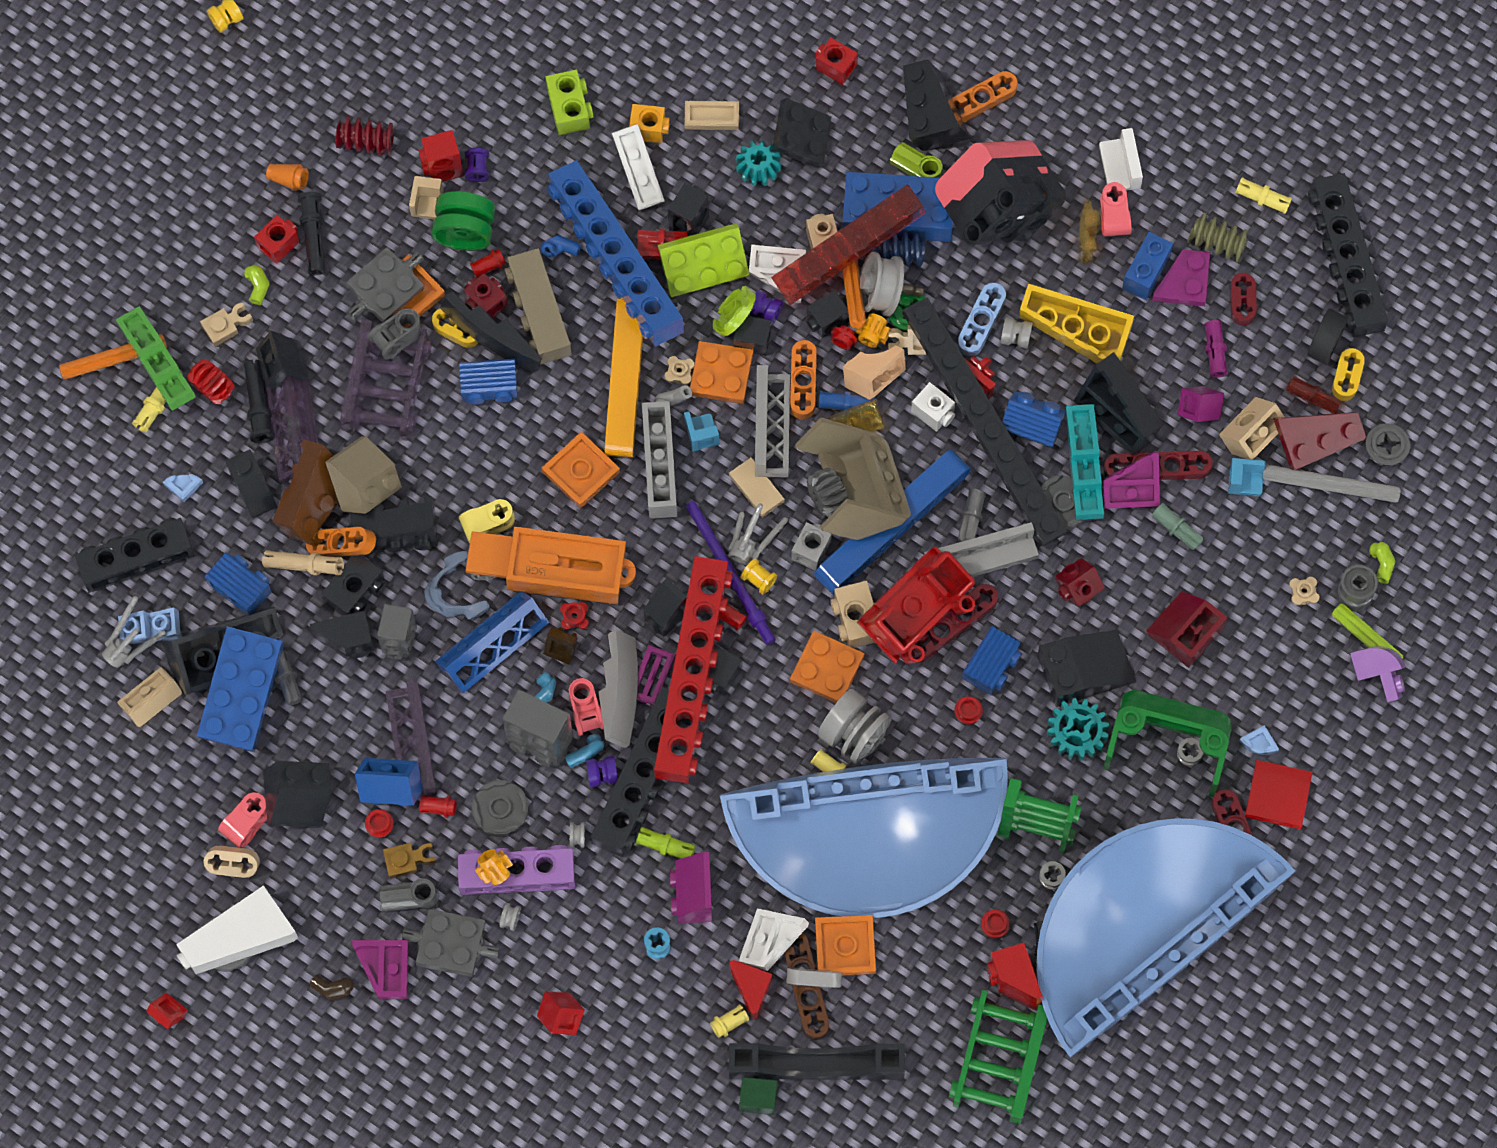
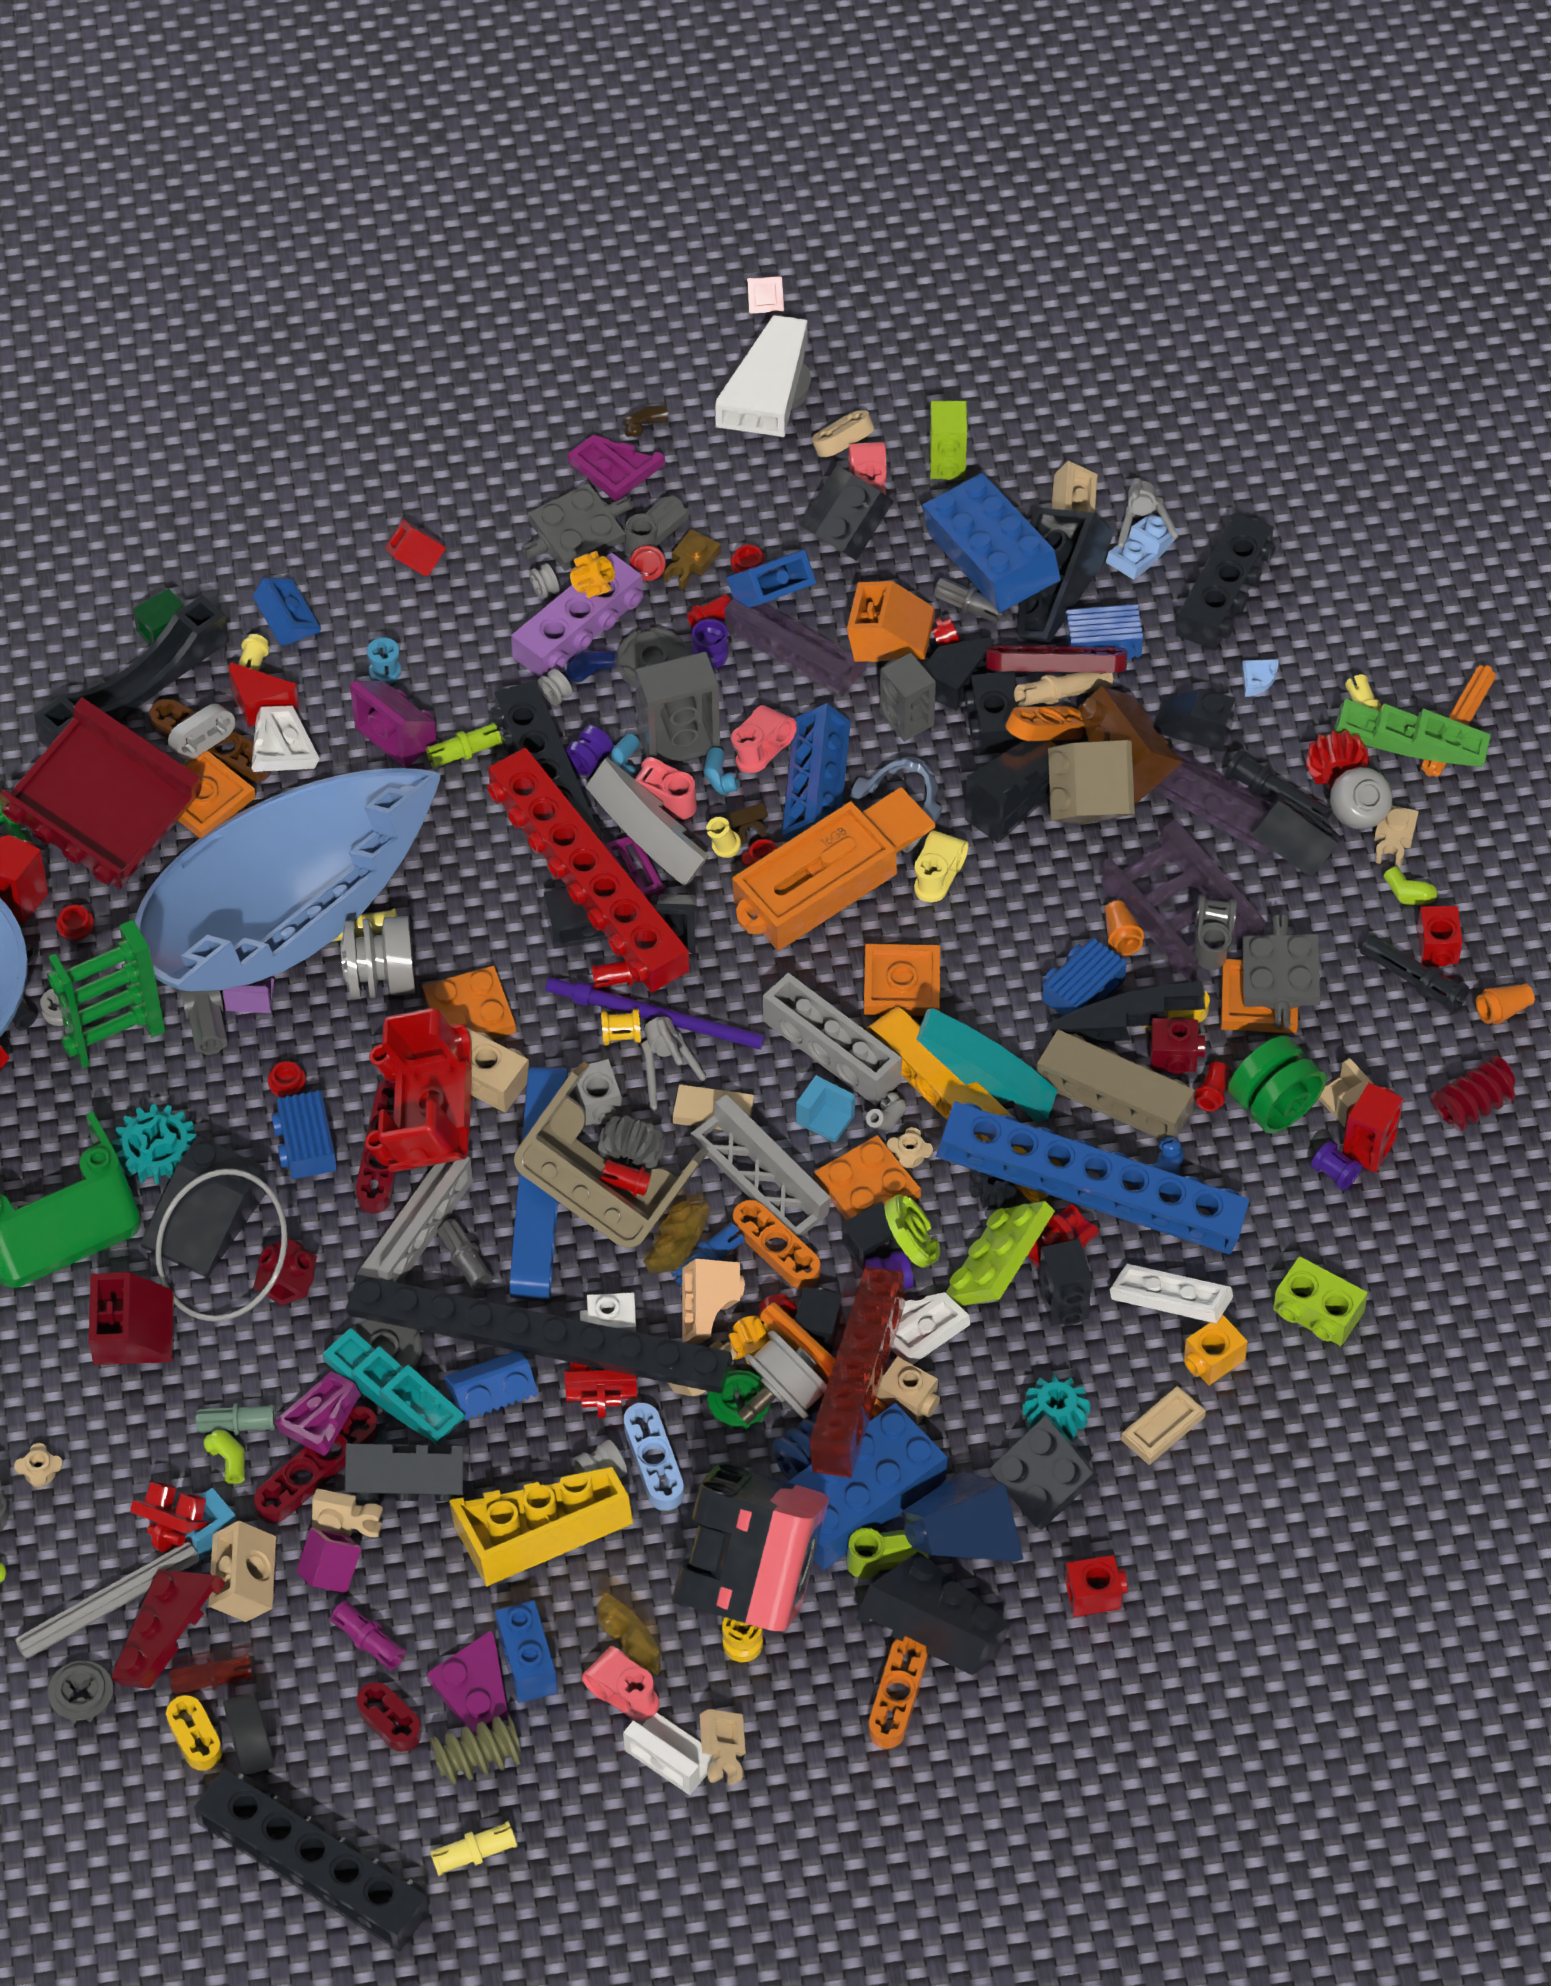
camera: 135 degrees right, 15 degrees down
(186, 785) = (948, 440): none -> lime brick
(228, 345) = (1361, 798): none -> light grey piece
(291, 576) = (1056, 659): none -> dark red beam
(324, 664) = (945, 632): none -> red plate
(353, 690) = (888, 623): none -> orange slope
(432, 394) = (1123, 931): none -> orange cone
(439, 873) = (648, 562): none -> red plate
(458, 777) = (712, 638): none -> dark purple wheel
(492, 689) = (762, 738): none -> coral piece
(540, 839) = (588, 662): none -> clear blue arm
(583, 645) = (724, 840): none -> light yellow pin
(601, 360) = (982, 1060): none -> teal slope
(675, 1043) = (285, 610): none -> blue slope
(846, 467) = (626, 1178): none -> red pin
(873, 132) = (965, 1520): none -> dark blue slope
(916, 980) = (102, 795): none -> dark red panel
(1093, 142) = (725, 1740): none -> tan plate
(1146, 625) = (266, 1188): none -> light grey piece
(1176, 423) = (340, 1514): none -> tan plate
(1196, 512) = (231, 1450): none -> lime arm
(1263, 492) = (169, 1520): none -> red hips

